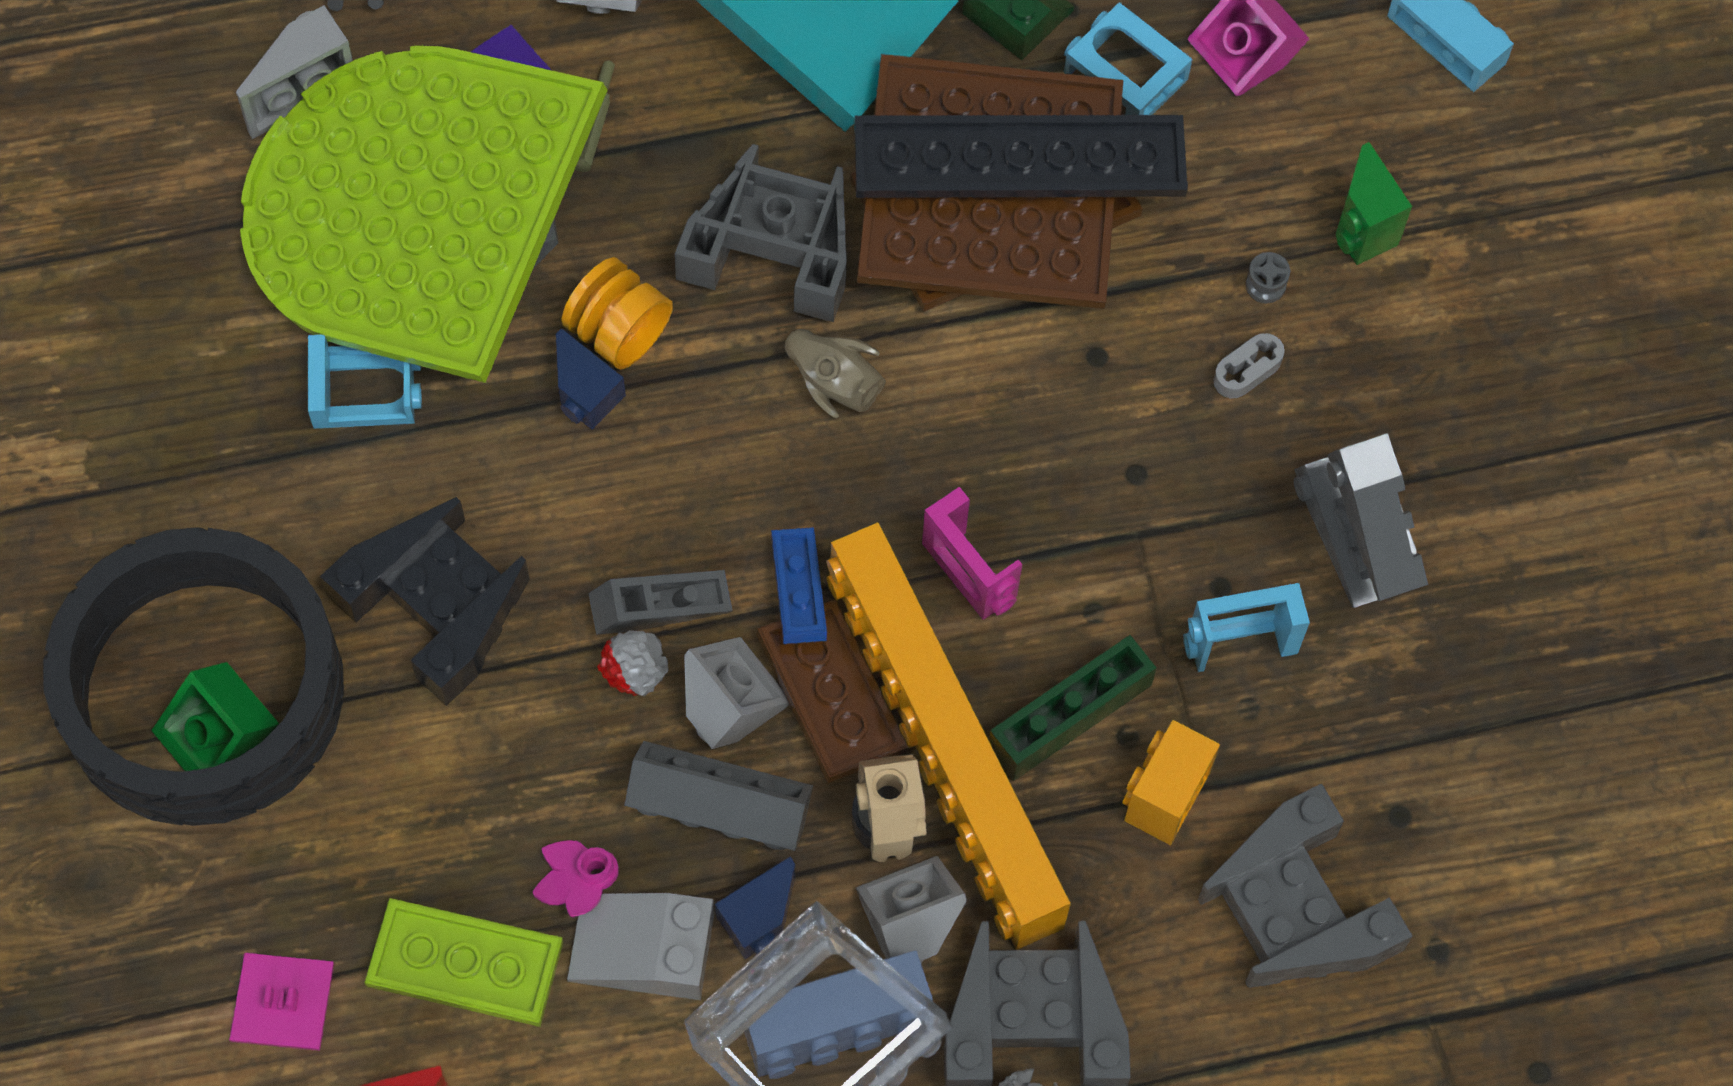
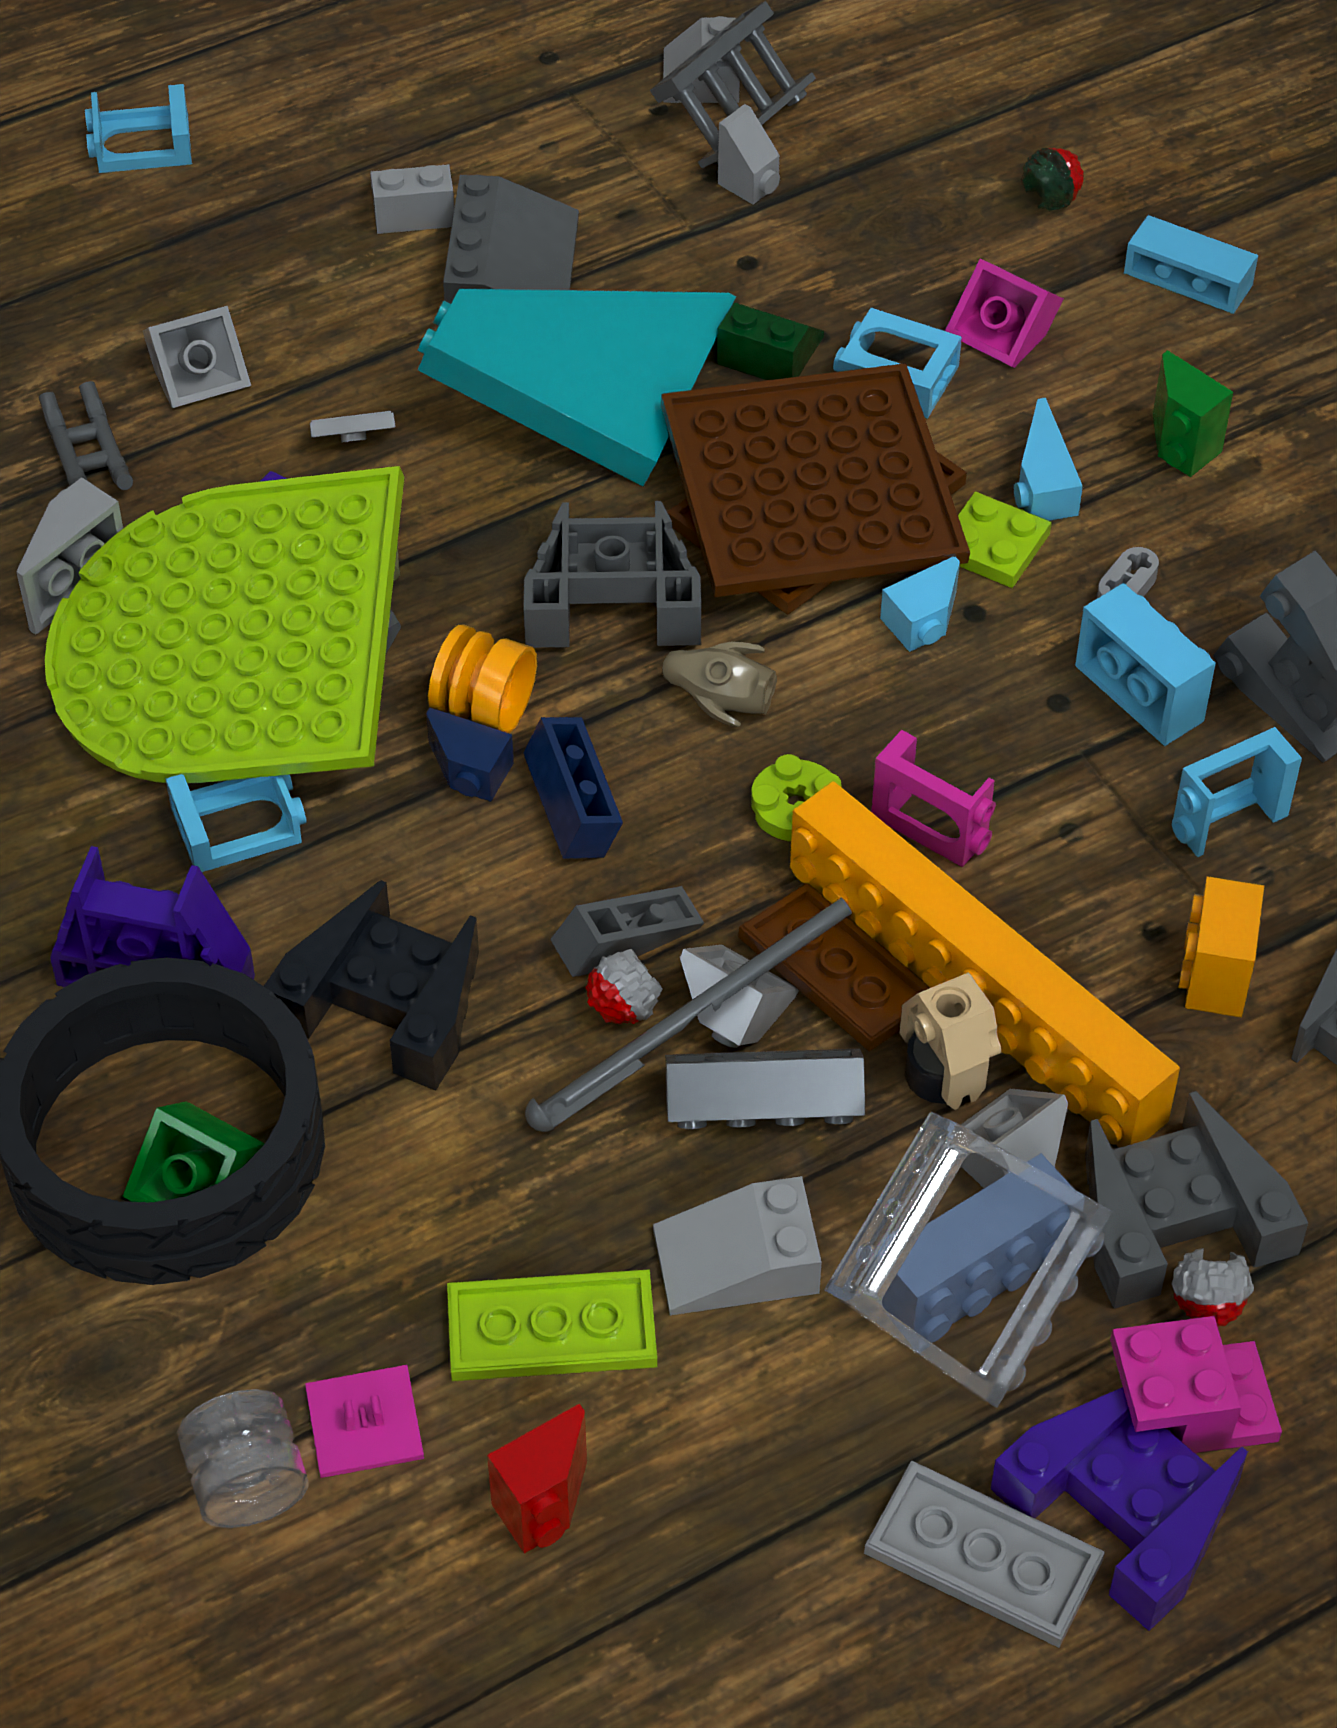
camera: 15 degrees left, 15 degrees down
(162, 1017) = (242, 1458): none -> clear wheel
(270, 510) = (128, 923): none -> dark purple wedge
(571, 877) = (640, 1207): dark pink plate -> none
(608, 737) = (626, 1060): none -> dark grey bar
(659, 446) = (572, 787): none -> dark blue brick
(758, 909) = (847, 1183): dark blue slope -> none
(798, 585) = (765, 878): blue tile -> none
(852, 486) = (780, 781): none -> lime plate
(1020, 156) = (834, 443): black plate -> none
(1048, 340) = (921, 605): none -> medium azure slope
(1072, 707) = (1099, 900): dark green brick -> none
(1147, 284) = (1000, 538): none -> lime plate
(1215, 229) = (1048, 477): none -> medium azure slope
(1220, 467) = (1144, 663): none -> medium azure brick
(1275, 271) = (1112, 502): dark grey wheel -> none

